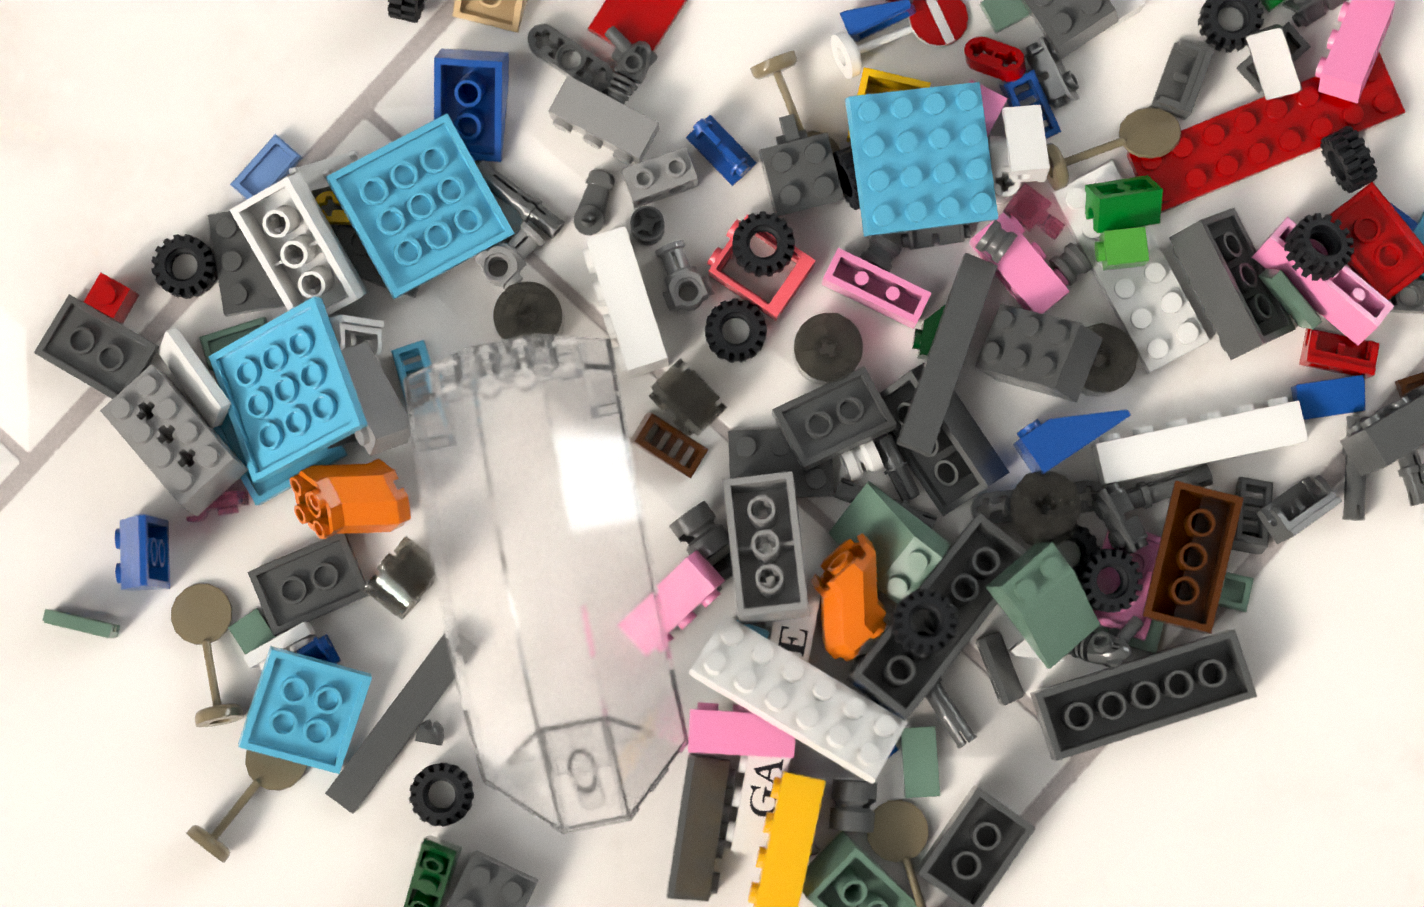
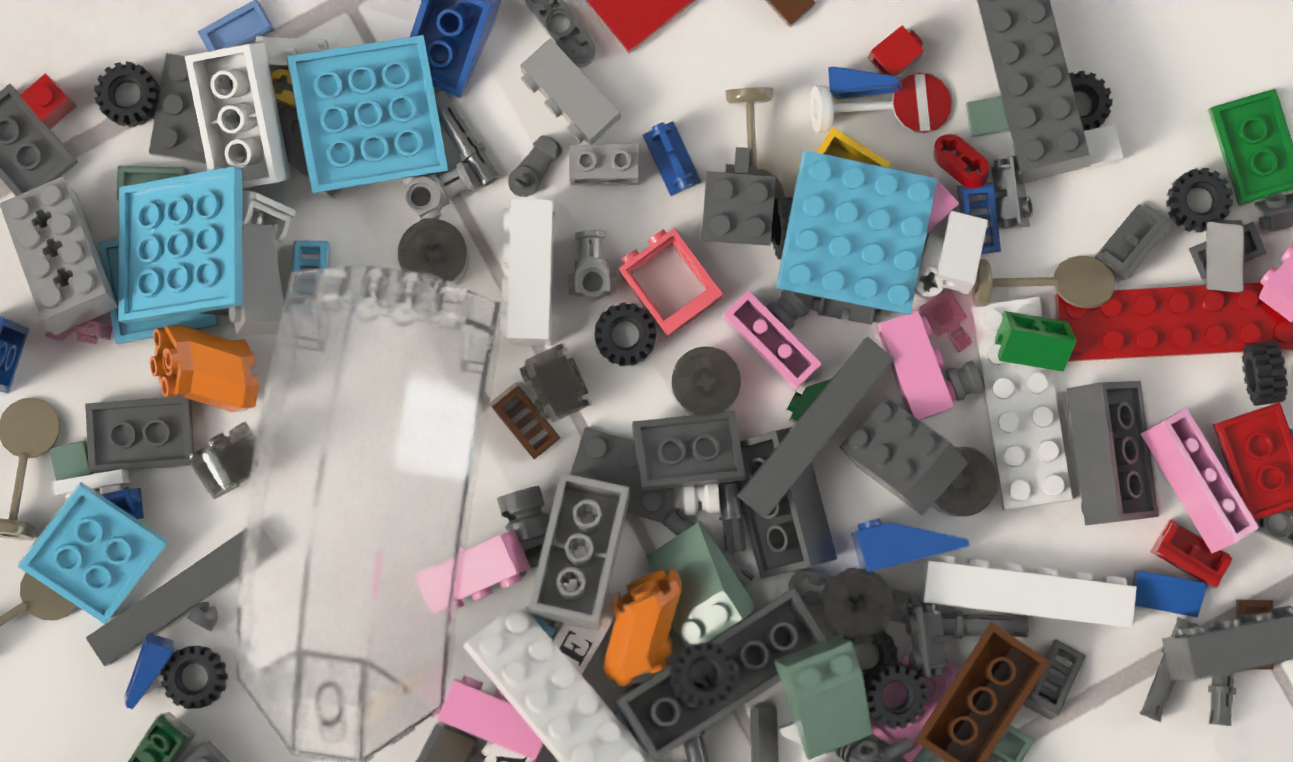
camera: 15 degrees right, 0 degrees up
(194, 377) = (99, 202): white tile -> none
(394, 797) = (151, 660): none -> blue slope
(631, 65) = (614, 49): dark grey piece -> none
(646, 219) = (575, 200): dark grey wheel -> none
(763, 223) = (668, 243): black tyre -> none
(996, 241) = (900, 335): dark grey wheel -> none
(1122, 248) = (1018, 384): bright green brick -> none
(1290, 298) = (1162, 486): sand green tile -> none
(1298, 508) = (1100, 688): dark grey hinge -> none
(1308, 257) = (1219, 439): black tyre -> none

